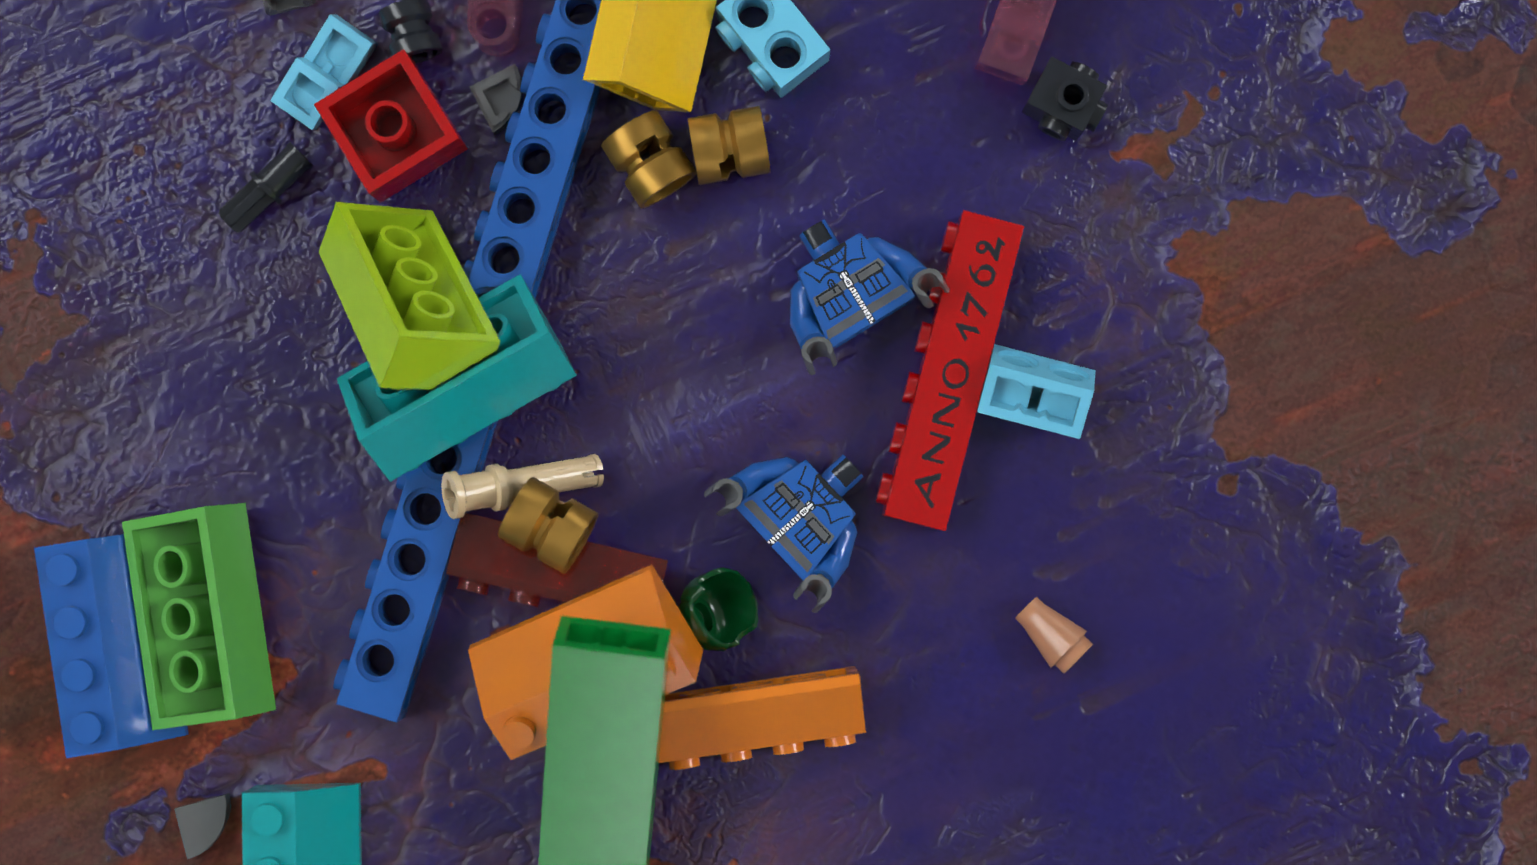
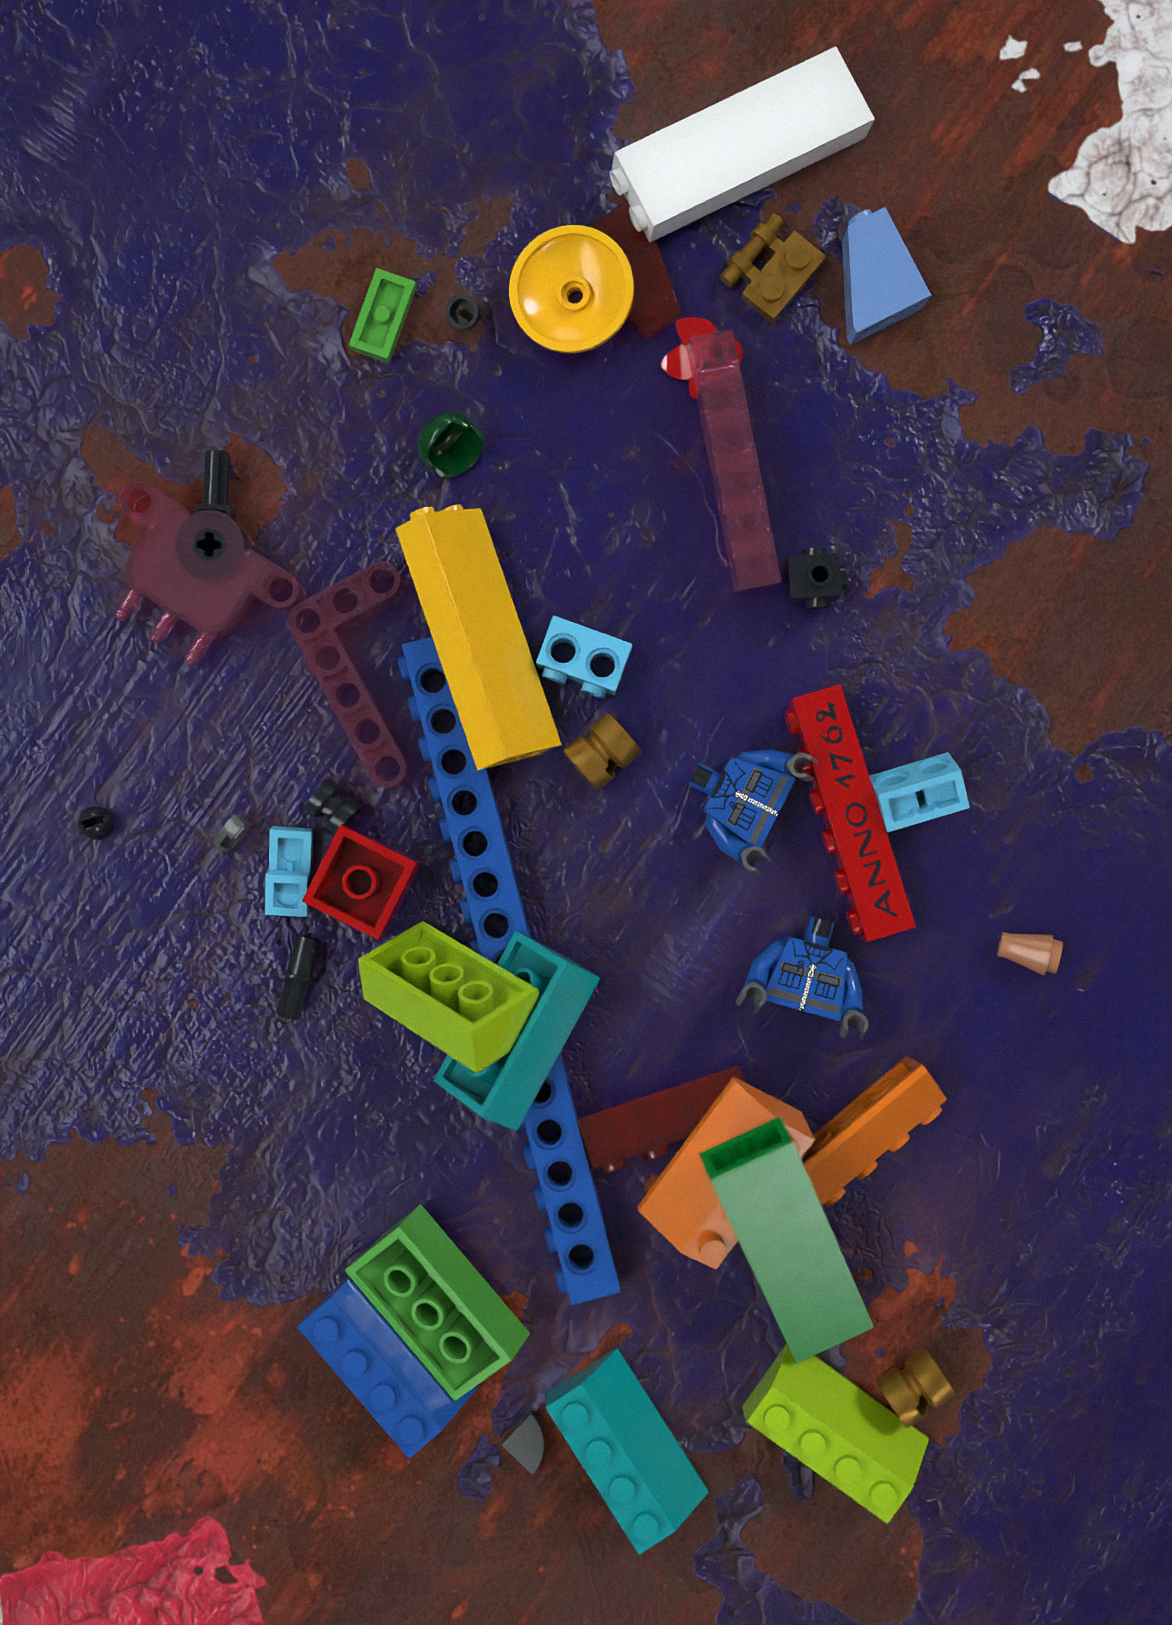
camera: 30 degrees left, 0 degrees up
(499, 97) = (421, 814): dark grey tile -> none
(499, 487) = (592, 1085): tan pin -> none
(547, 524) = (645, 1093): pearl gold wheel -> none
(661, 172) = (566, 801): pearl gold wheel -> none
(719, 608) = (793, 1075): dark green hair -> none

